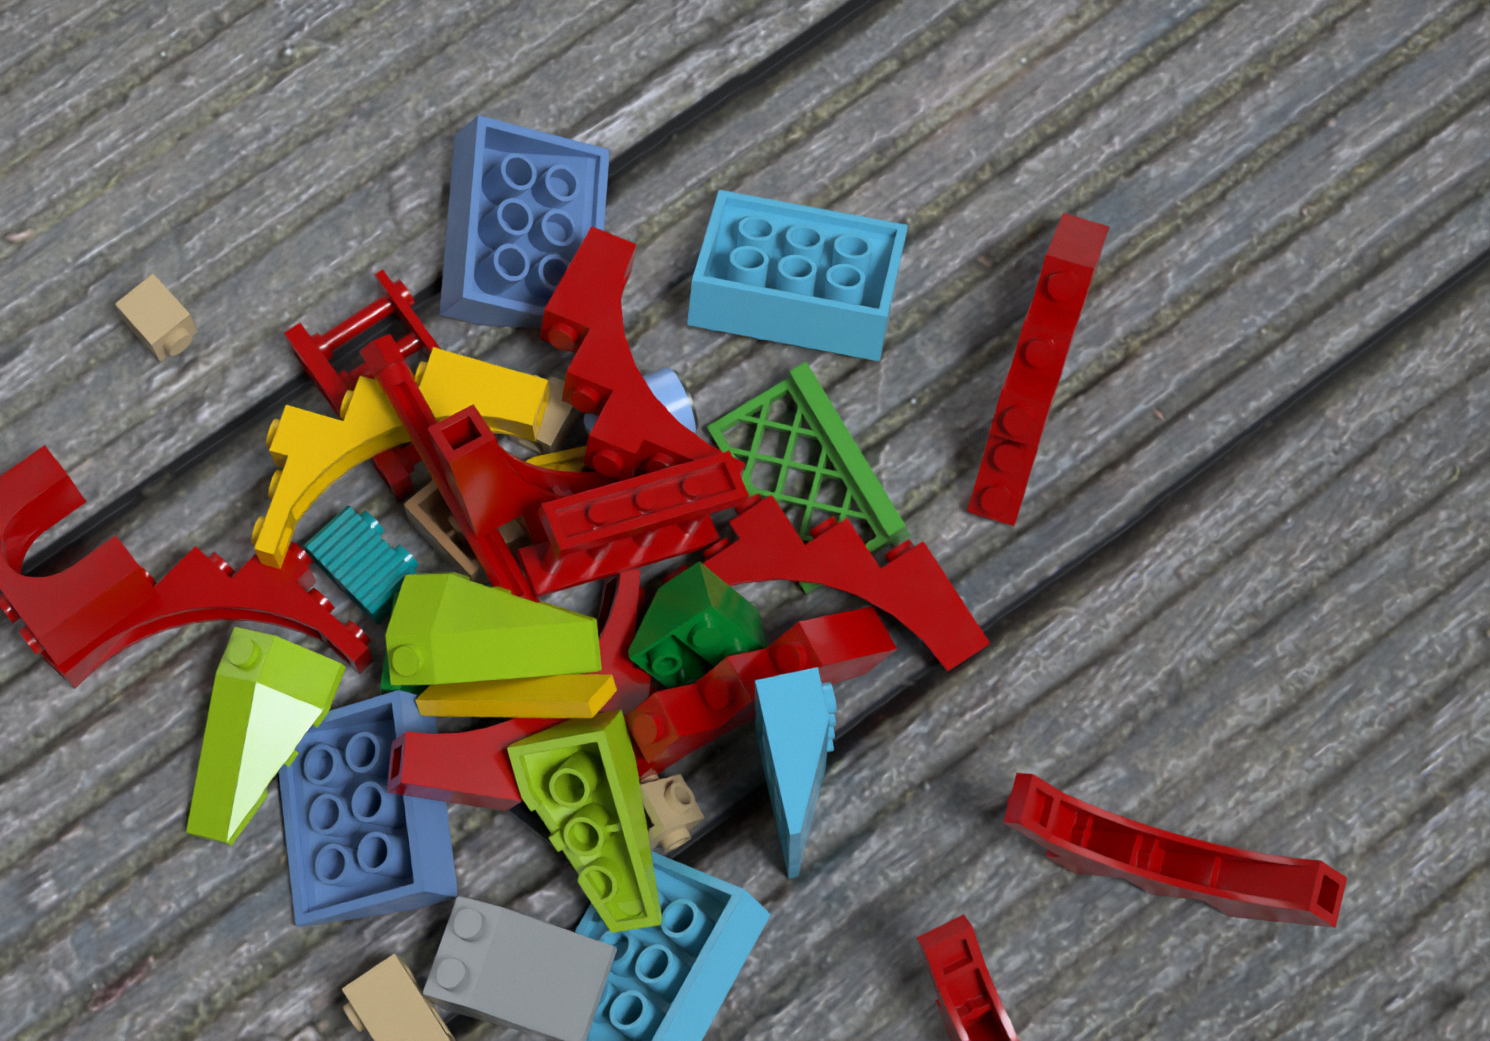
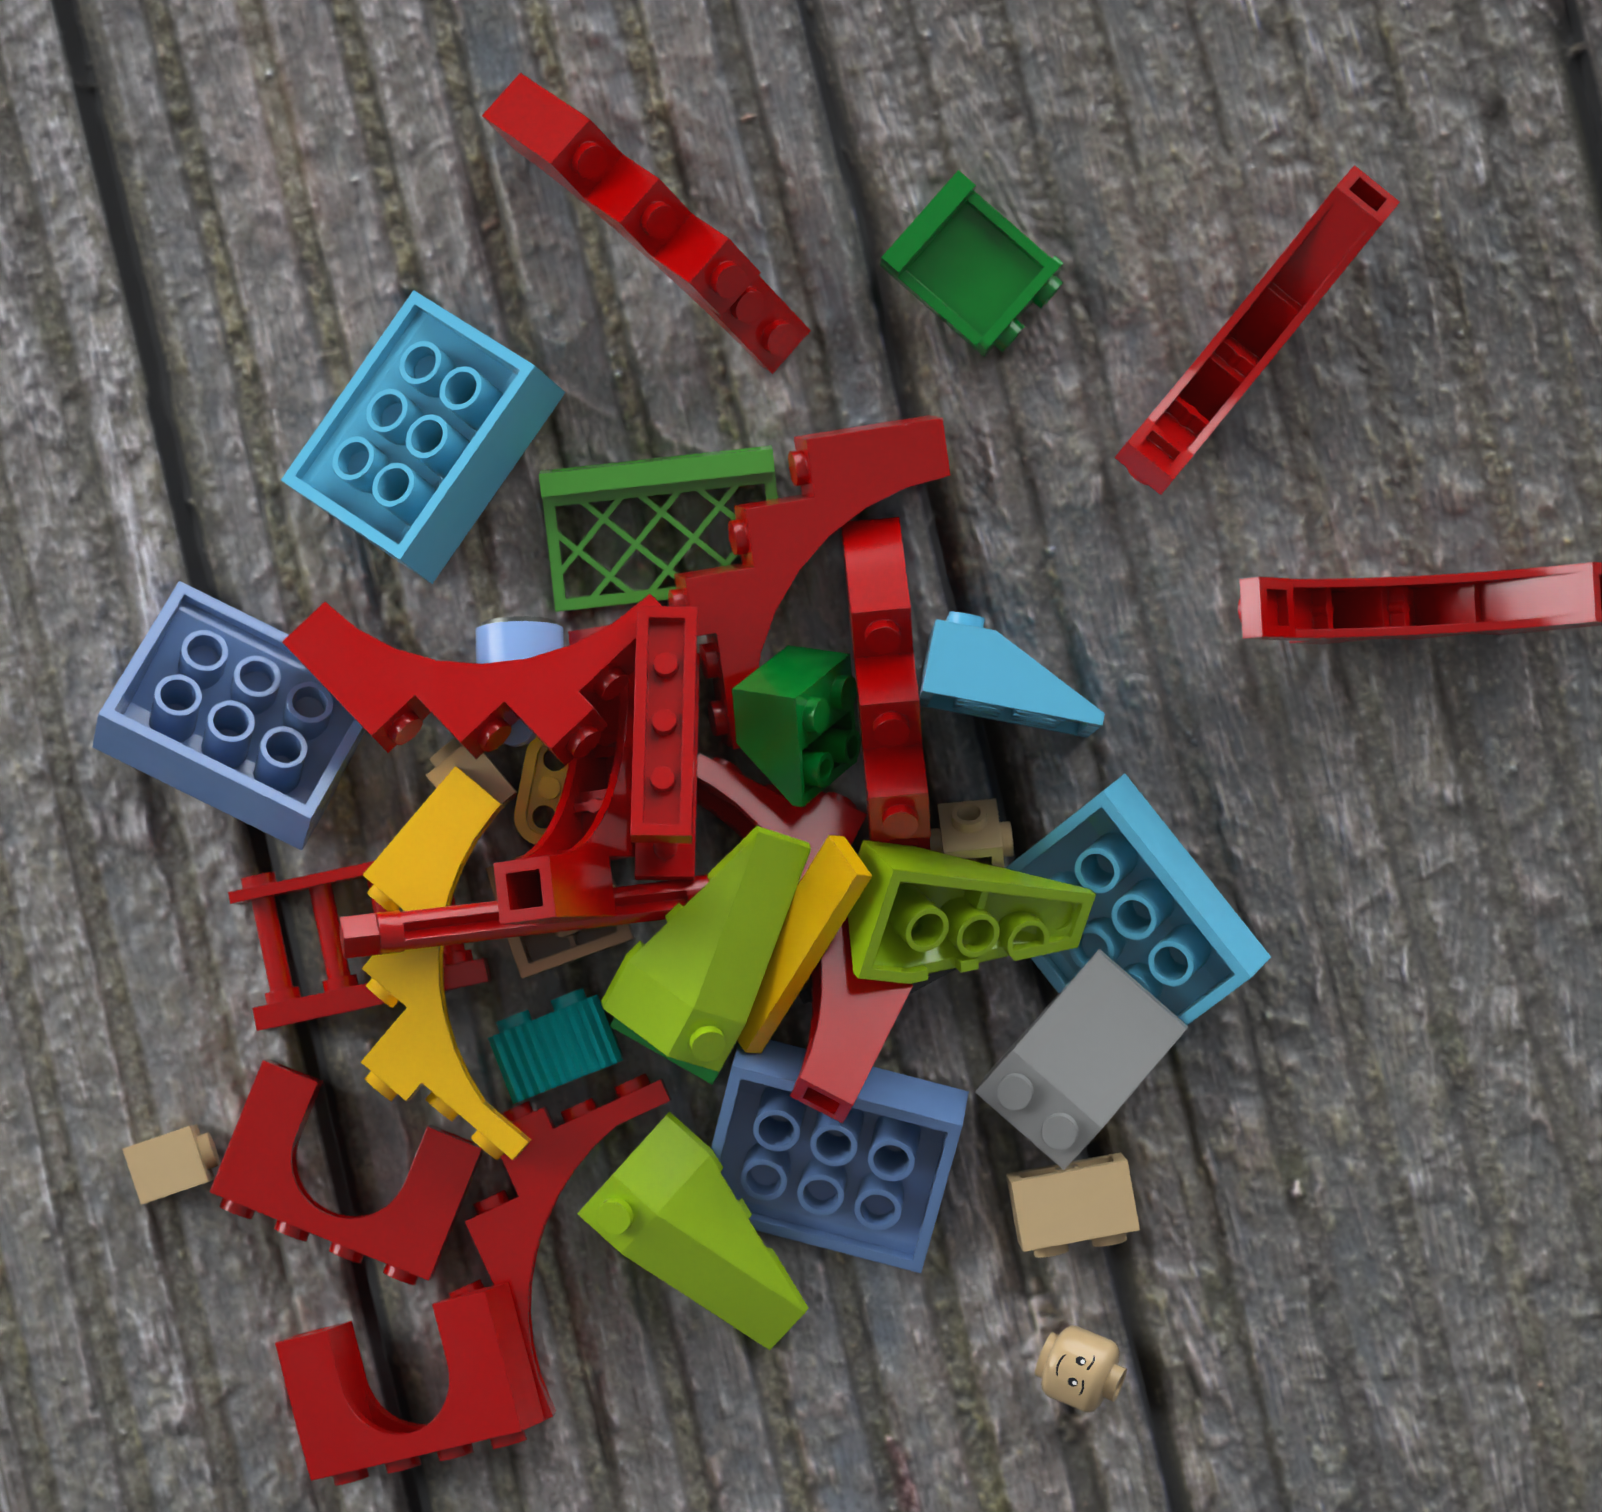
camera: 70 degrees left, 15 degrees up
(174, 390) = (264, 1177): none -> red arch
(1124, 625) = (972, 267): none -> green panel

